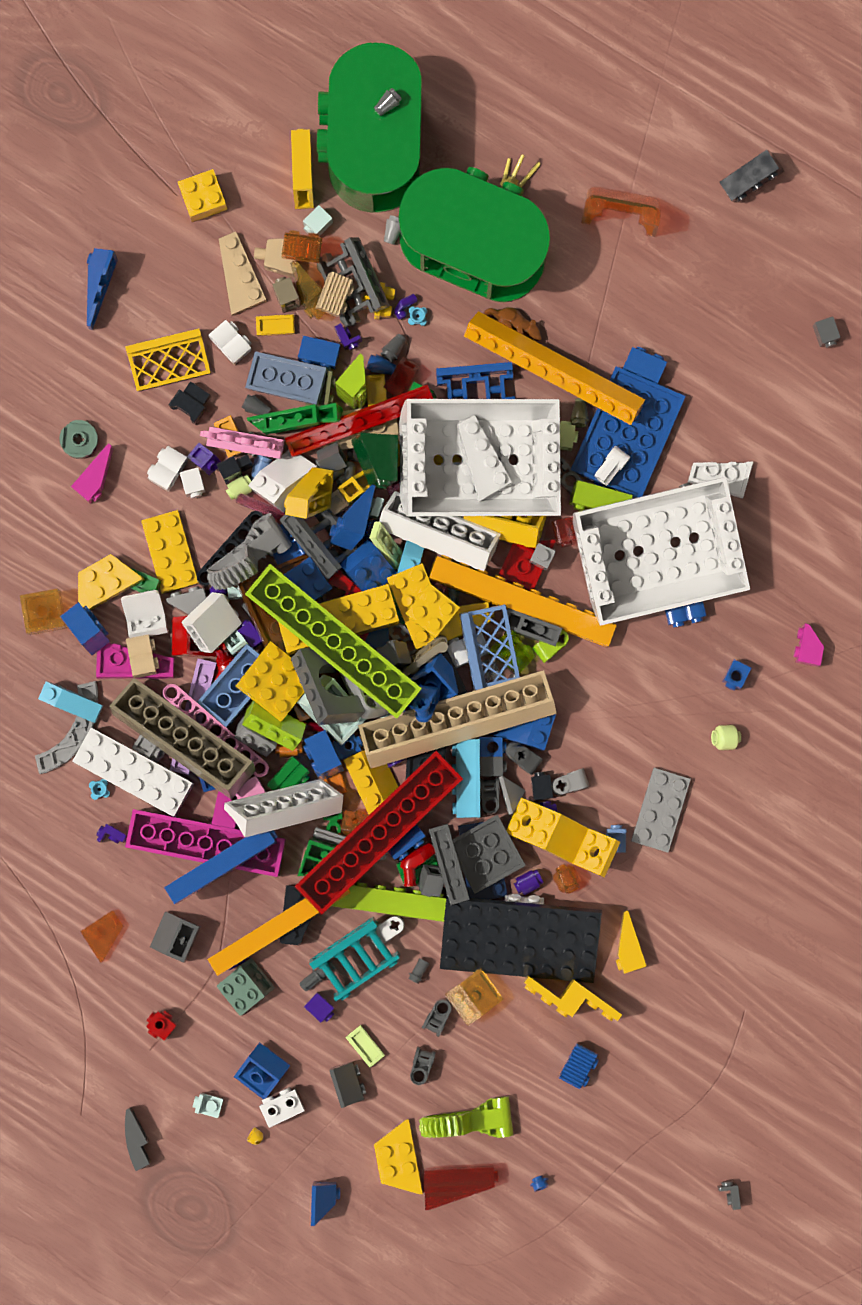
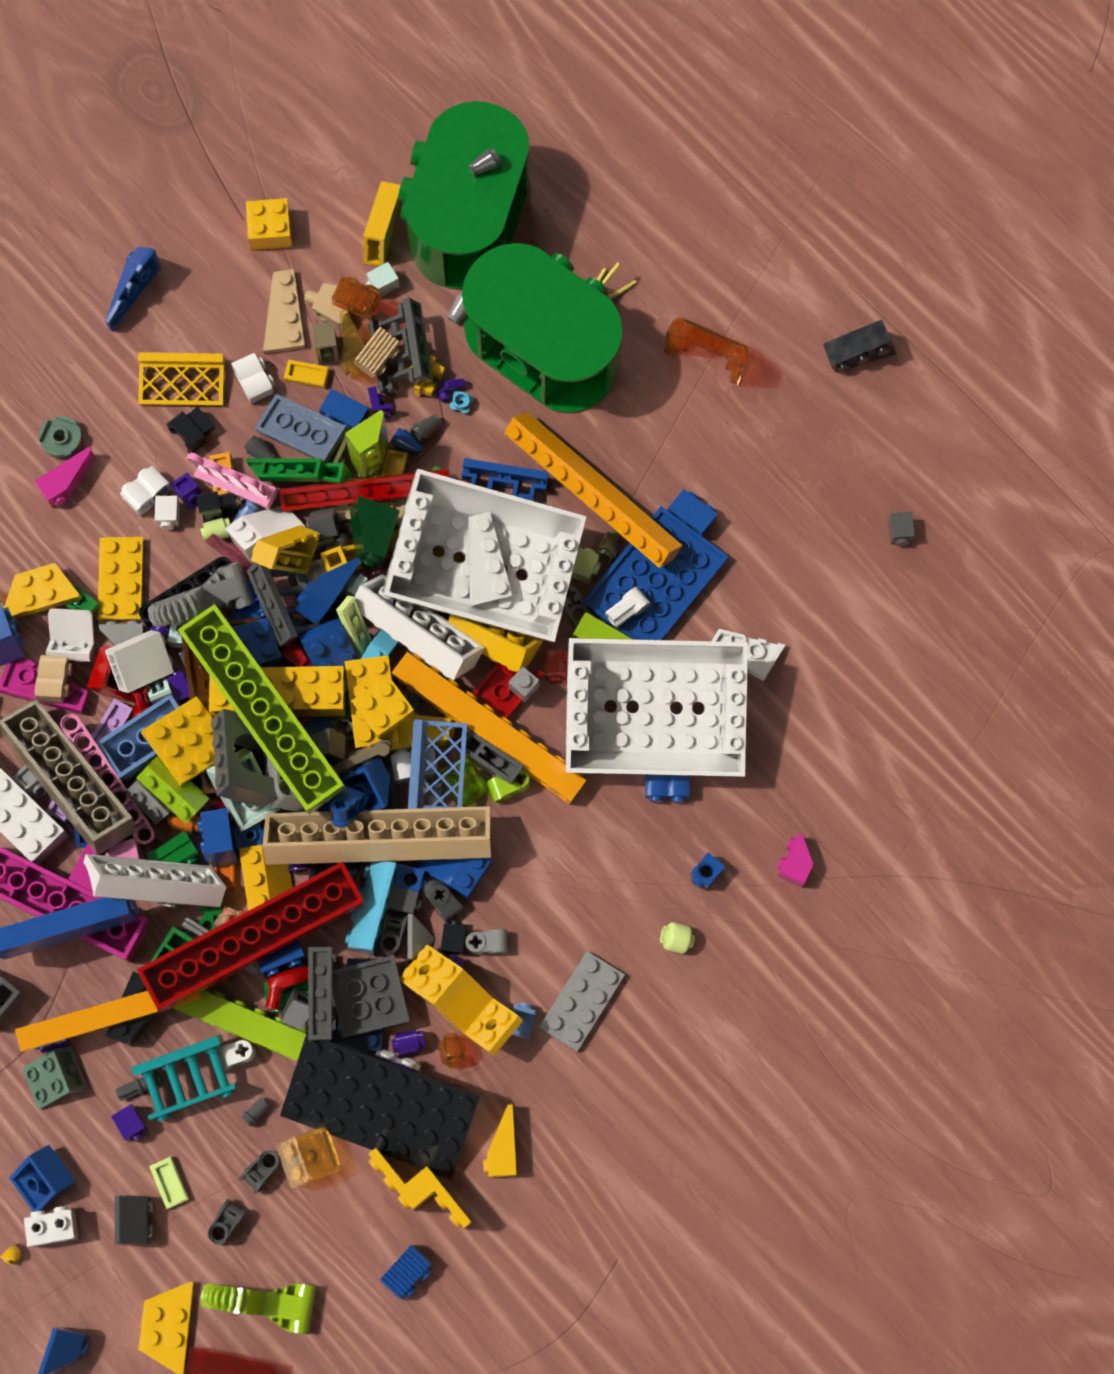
camera: 15 degrees right, 10 degrees down
(401, 377) = (426, 457): clear red brick -> none
(513, 319) = (565, 432): dark orange animal -> none

